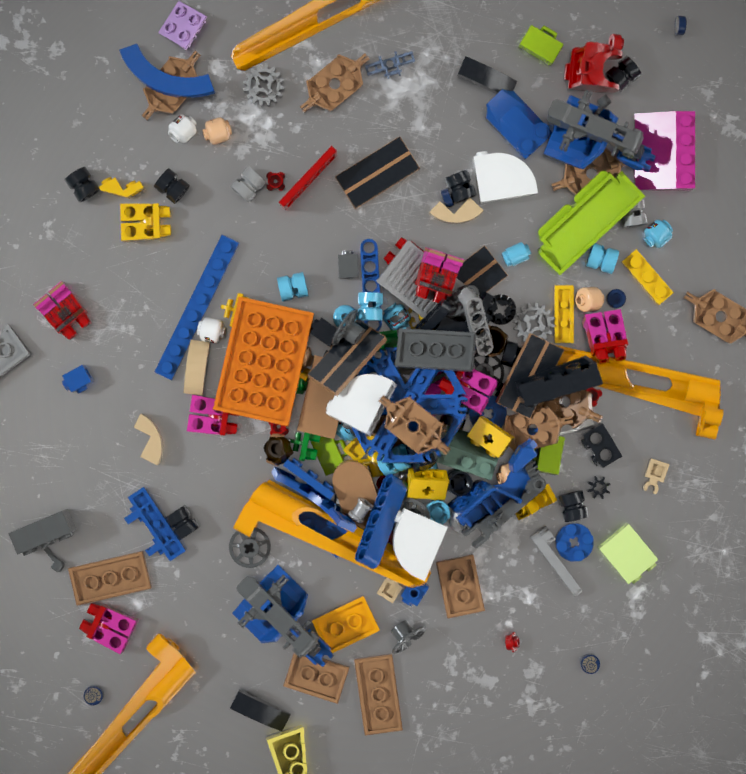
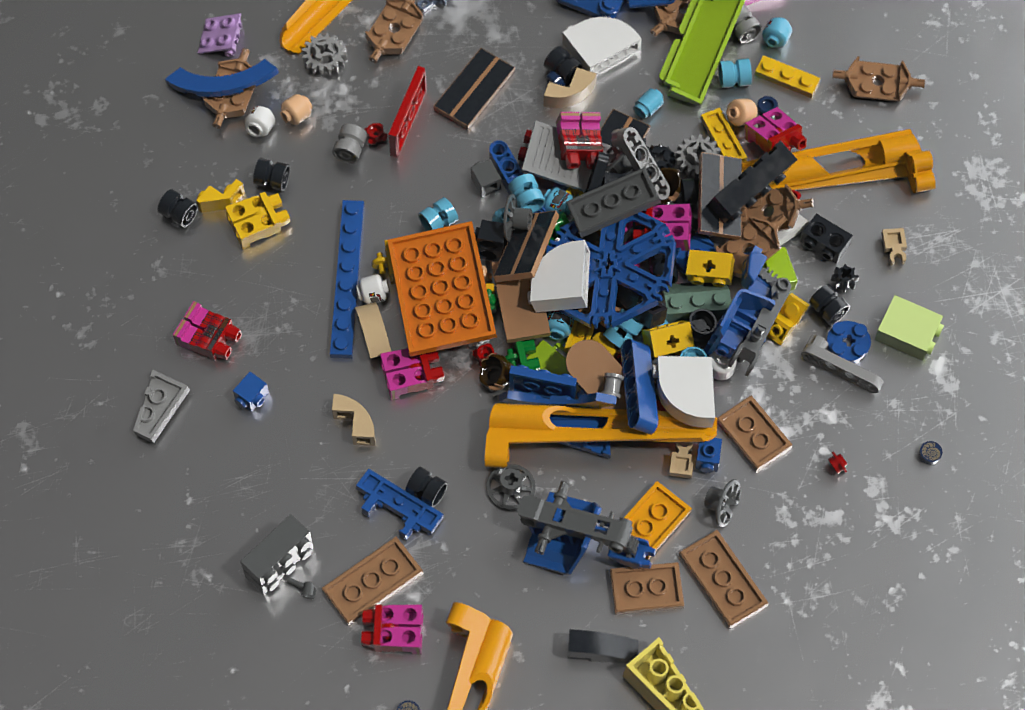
camera: 25 degrees left, 25 degrees down
(407, 410) = (641, 277): medium nougat plate -> none

